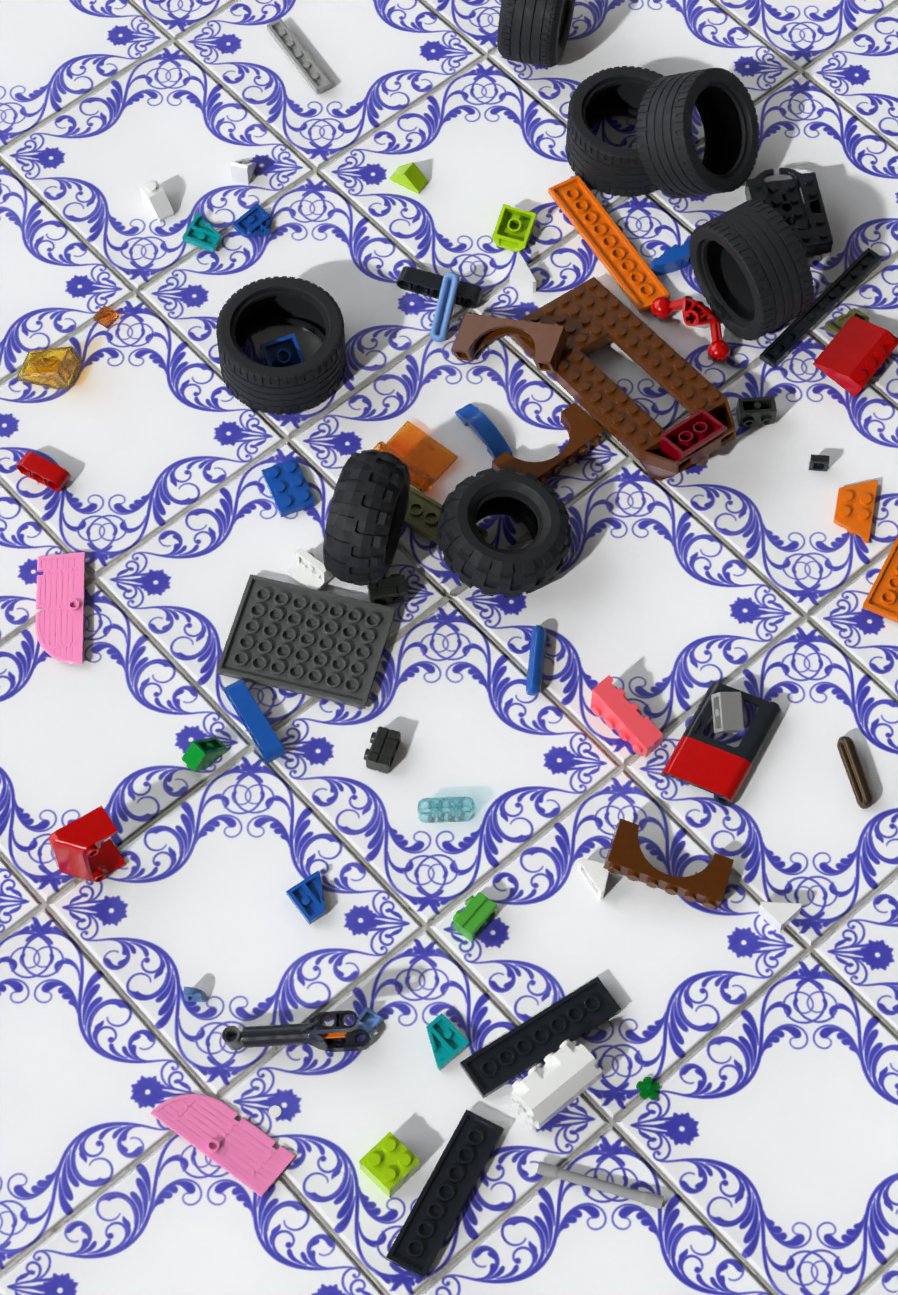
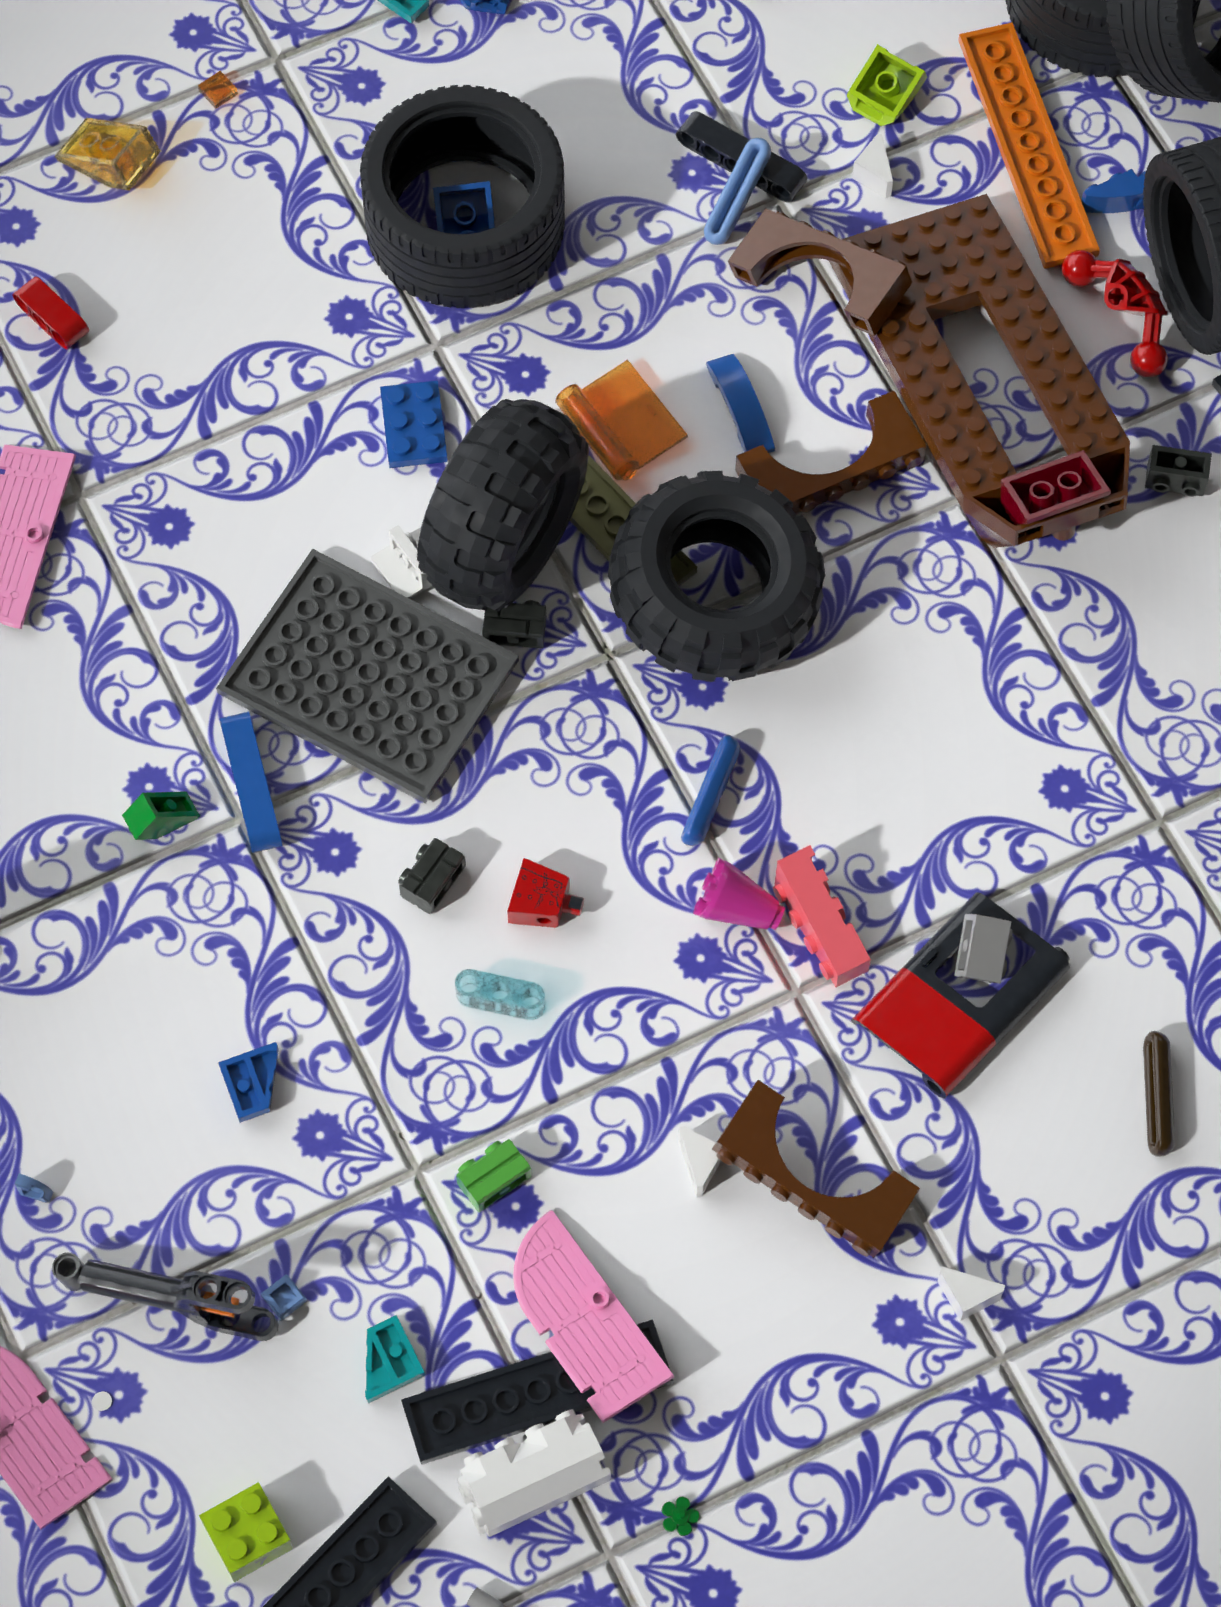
camera: 15 degrees right, 5 degrees up
(454, 746) = (541, 897): none -> red torso
(559, 988) = (590, 1326): none -> bright pink door
(572, 719) = (737, 899): none -> dark pink cone

